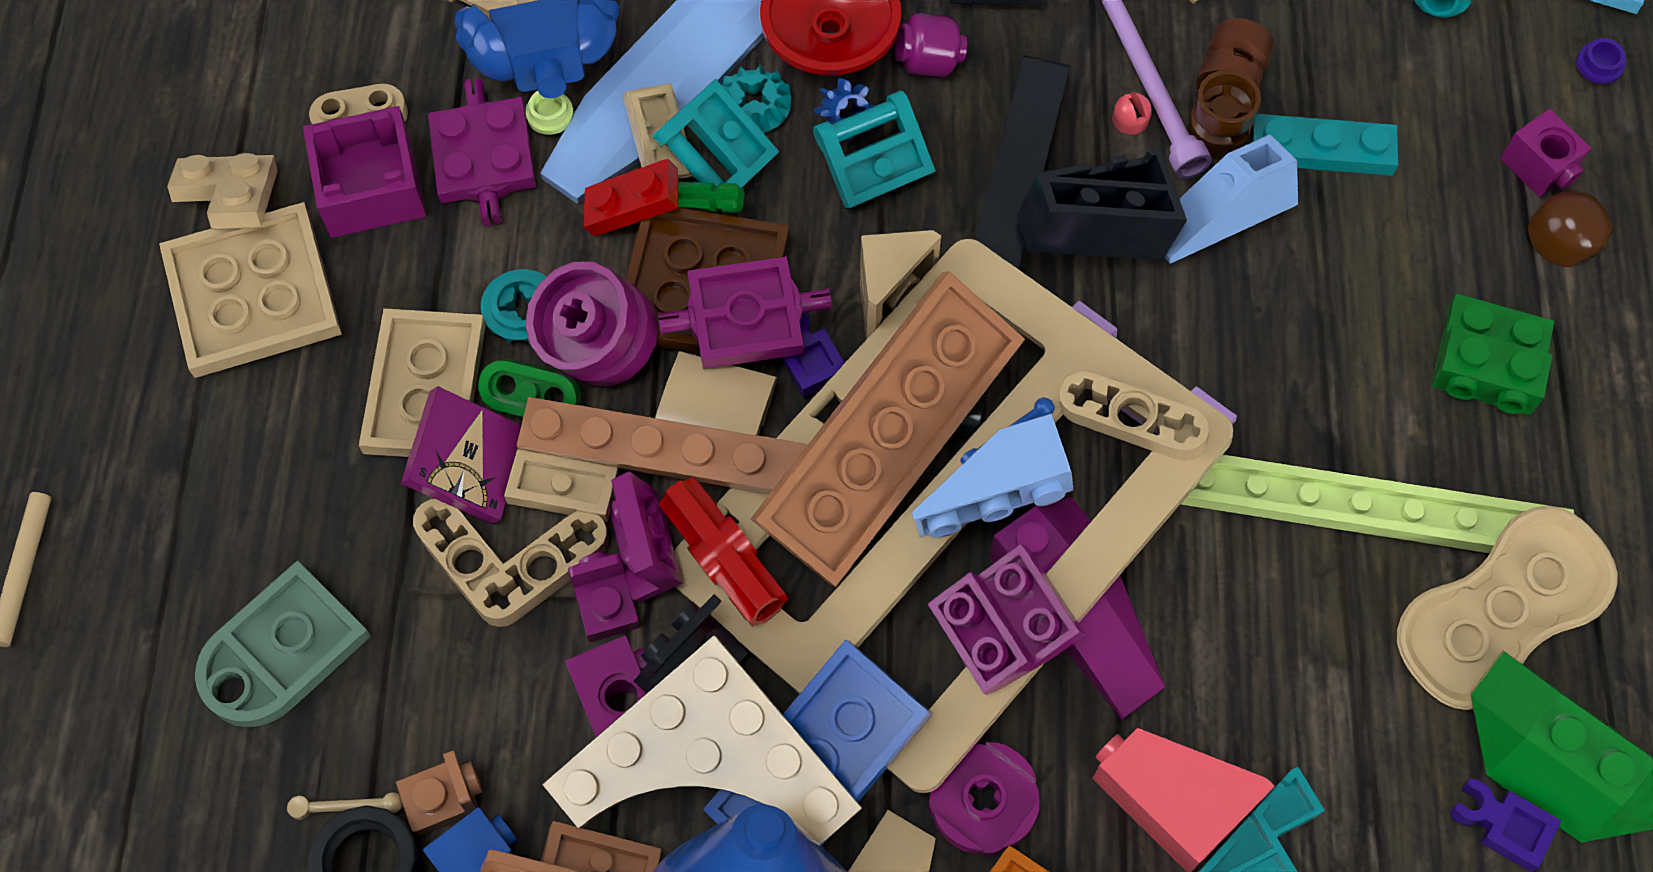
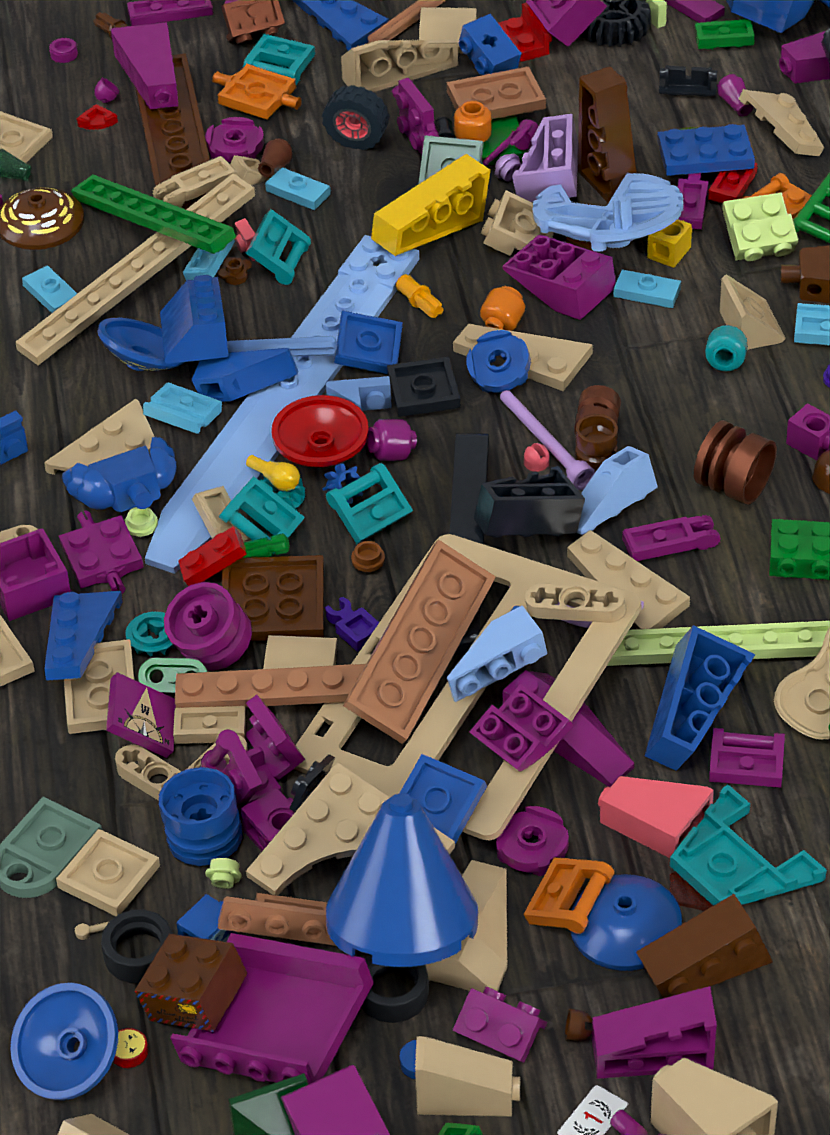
camera: 10 degrees left, 20 degrees down
(356, 718) = (108, 872): none -> tan plate
(408, 285) = (75, 629): none -> blue wing
(439, 794) = (176, 900): nougat bracket -> none
(491, 637) = (200, 816): none -> blue wheel
(521, 756) = (223, 872): none -> yellowish green plate
(567, 610) = (240, 768): none -> magenta plate
(723, 551) = (328, 734): red piece -> none
(745, 312) = (307, 602): magenta plate -> none
(758, 78) = (281, 474): none -> yellow piece
(846, 236) = (368, 556): none -> dark orange plate
(891, 269) = (397, 560): tan slope -> none
(1220, 356) = (611, 566): none -> tan wing
(1278, 600) = (695, 690): none -> blue wedge
(1297, 295) = (670, 537): none -> magenta hinge
(1332, 732) = (747, 758): none -> magenta plate
(1333, 143) = (669, 452): teal plate -> none
(1415, 185) = (735, 462): none -> copper wheel

